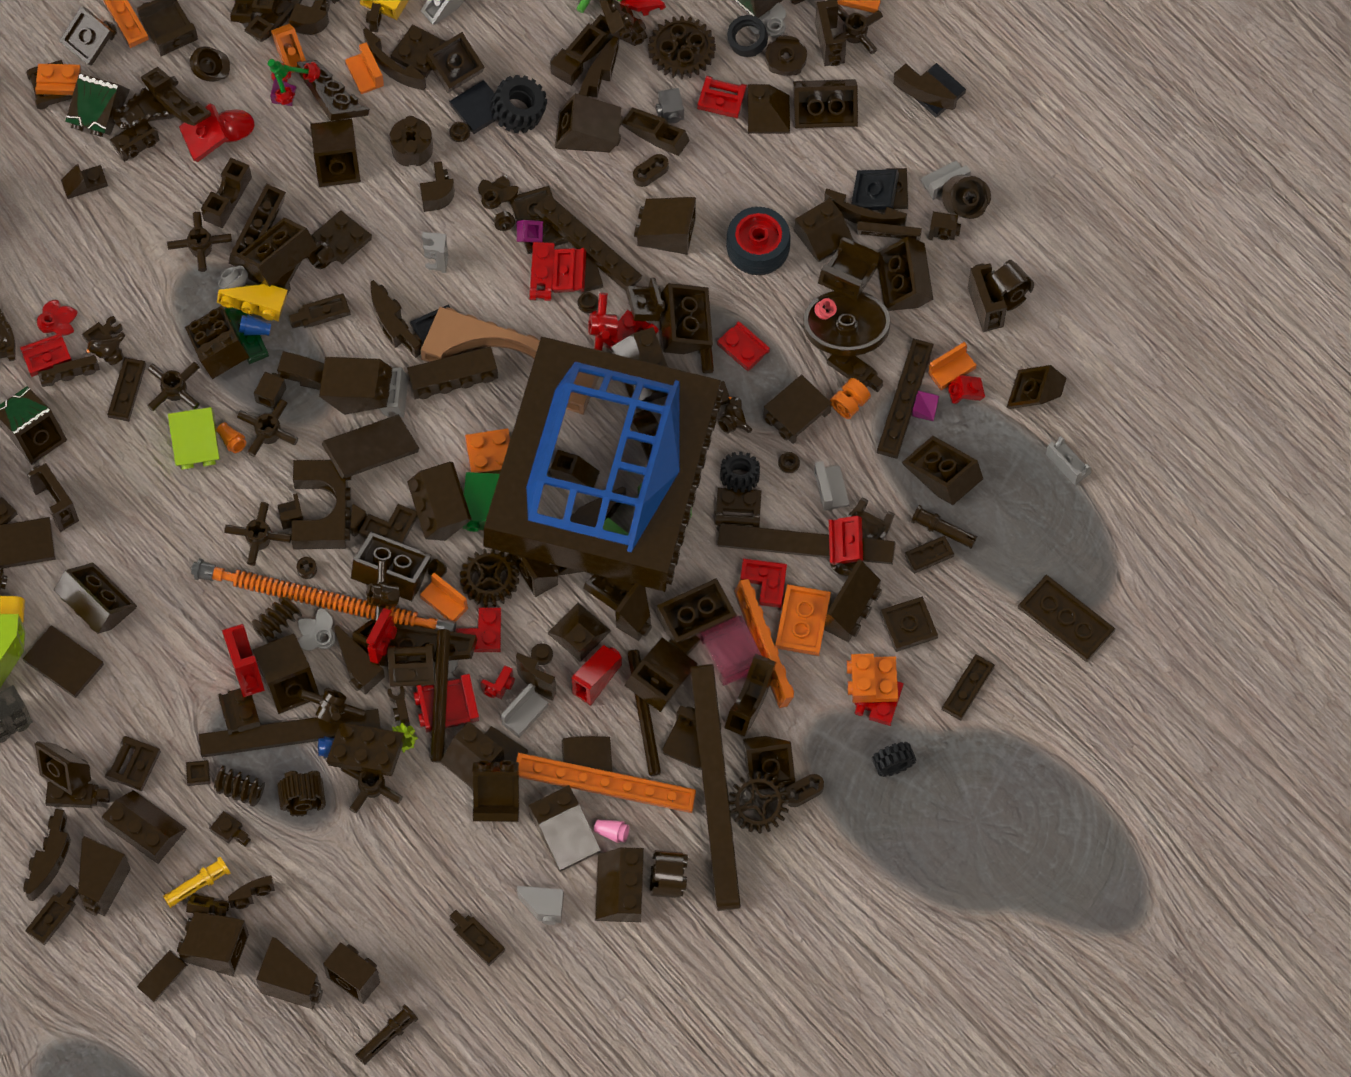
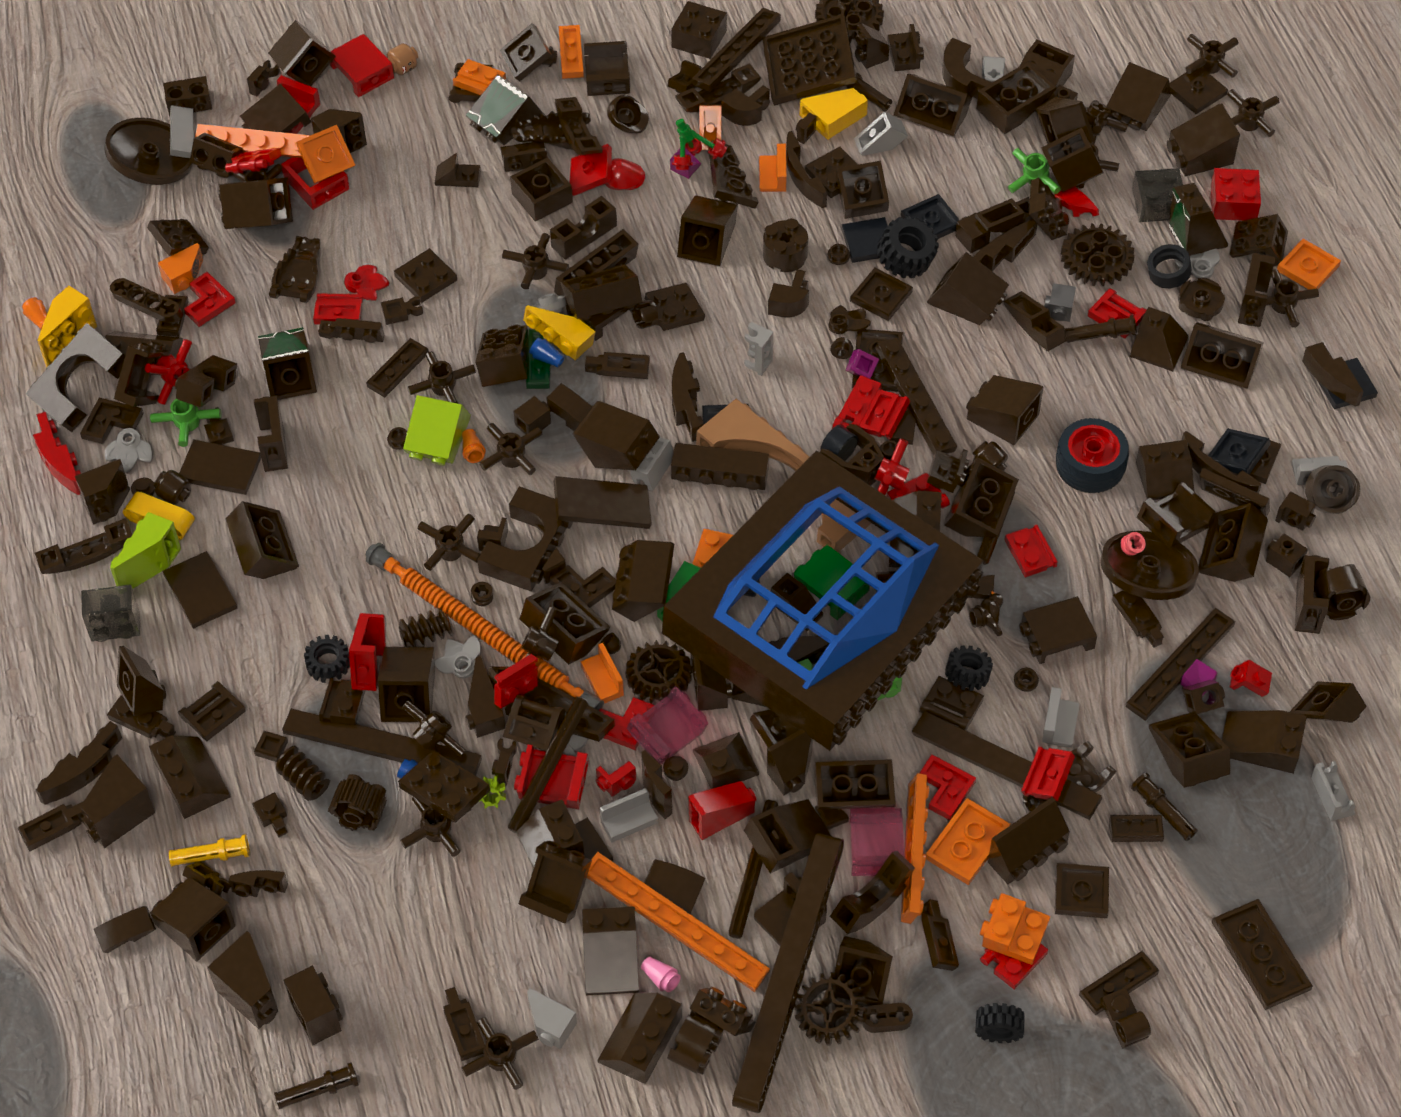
camera: 25 degrees right, 10 degrees down
(106, 291) = (425, 275): none -> dark brown plate
(107, 349) = (396, 322): dark brown animal -> none
(163, 455) = (396, 438): none -> dark brown plate
(170, 169) = (541, 189): none -> dark brown brick
(203, 666) = (322, 647): none -> black tyre
(514, 156) = (881, 294): none -> dark brown plate
(516, 938) = (507, 1048): none -> dark brown bar
(520, 621) = (668, 726): none -> clear pink panel
(523, 61) = (935, 214): none -> black tile
(545, 312) = (840, 445): none -> dark brown piece
(592, 438) = (823, 571): none -> green panel
(651, 170) = (1013, 354): dark brown beam -> none
(675, 274) = (992, 454): none -> dark brown head
(678, 841) = (722, 1012): none -> dark brown plate
(725, 115) = (1111, 328): none -> dark brown pin
(815, 708) = (938, 937): none -> dark brown hinge
(850, 398) = (1118, 640): orange wheel -> none
(929, 424) = (1194, 693): none -> dark brown brick
(950, 268) = (1286, 554): none -> dark brown brick
(951, 365) = (1244, 646): orange panel -> none
(988, 717) = (1126, 1021): none -> dark brown plate
(998, 436) = (1265, 738): none -> dark brown slope

